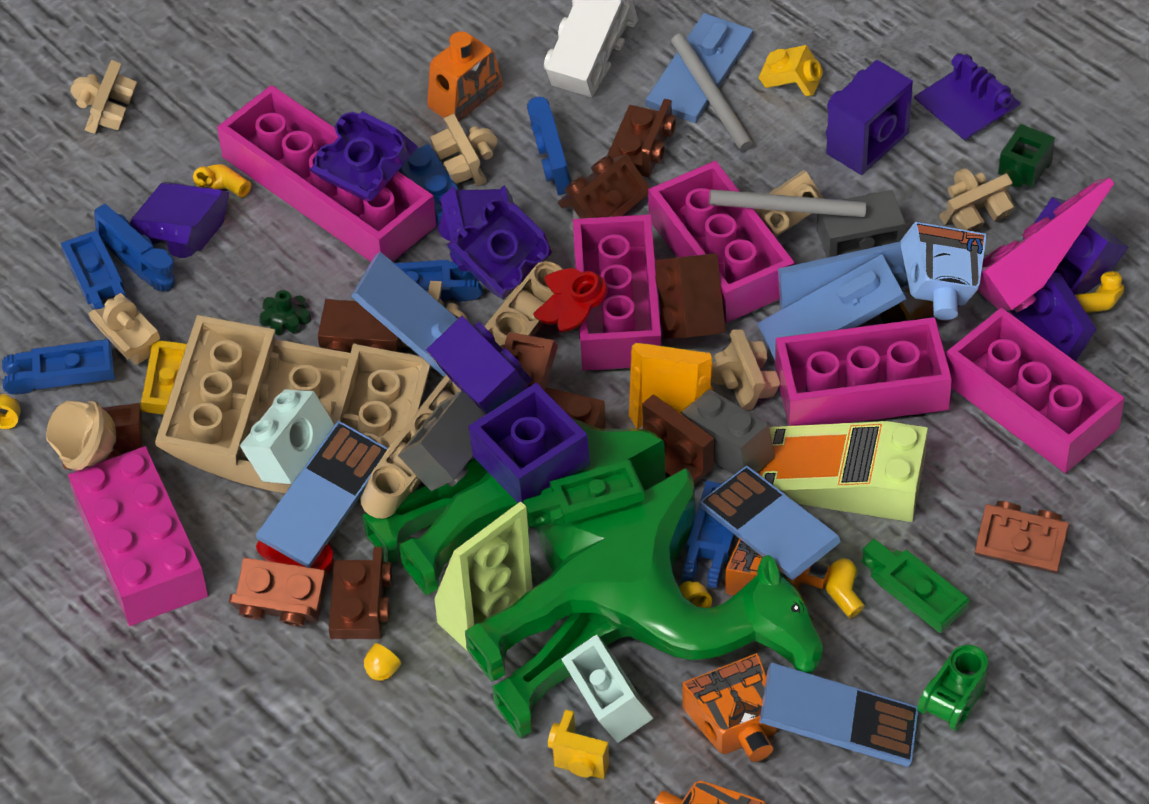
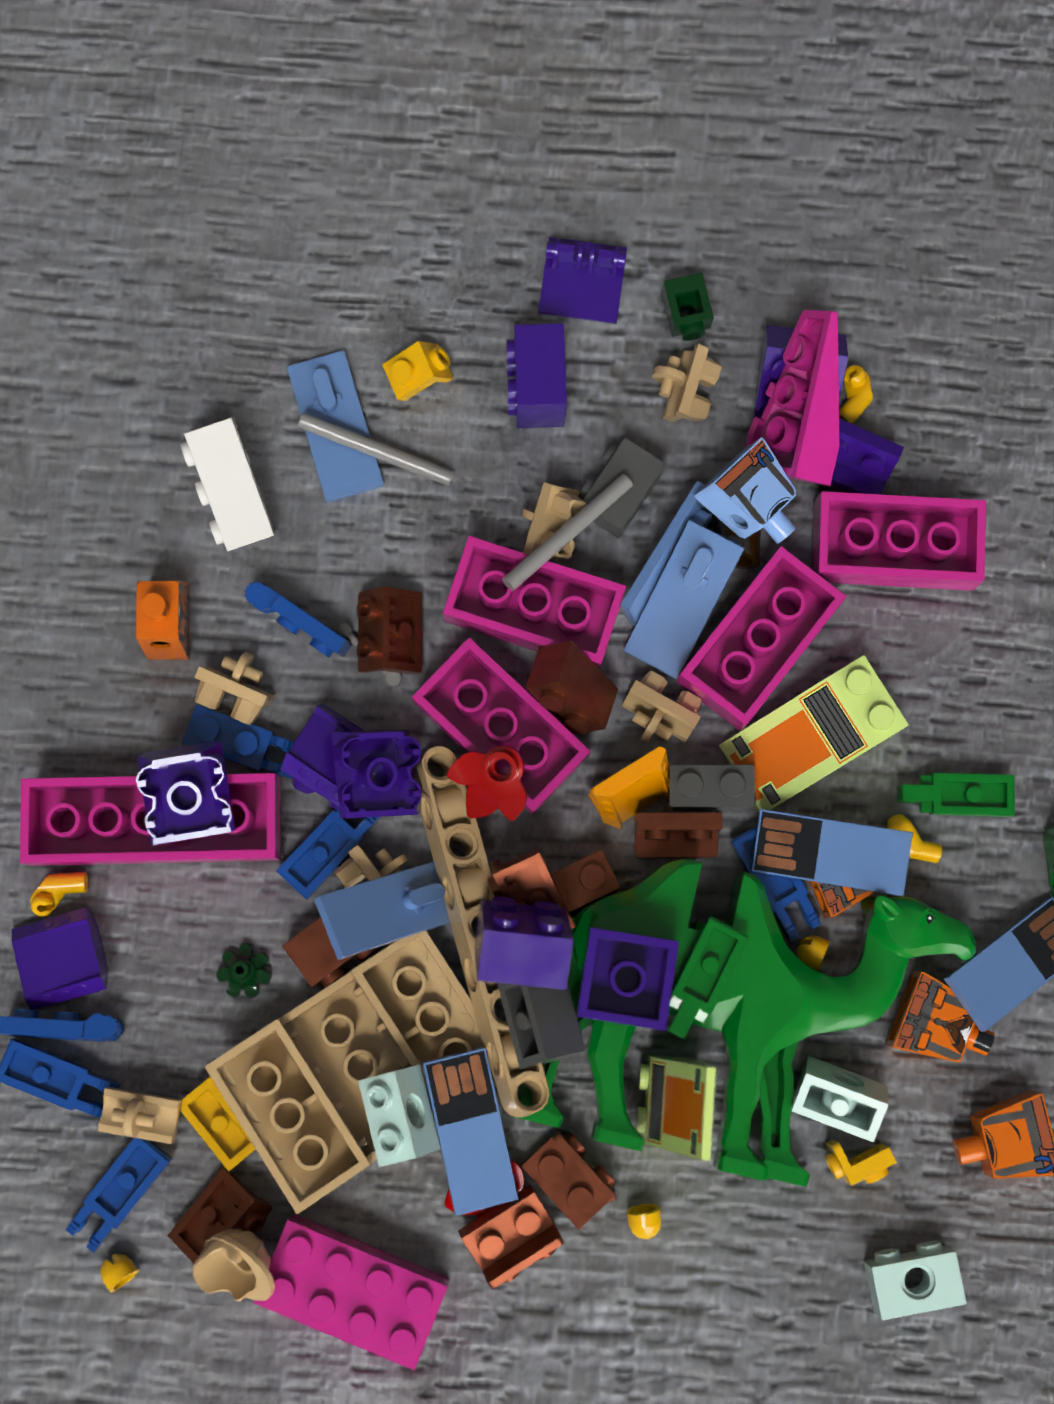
camera: 50 degrees left, 30 degrees up
(644, 136) = (361, 546): copper bracket -> none
(1022, 537) = (998, 680): copper bracket -> none

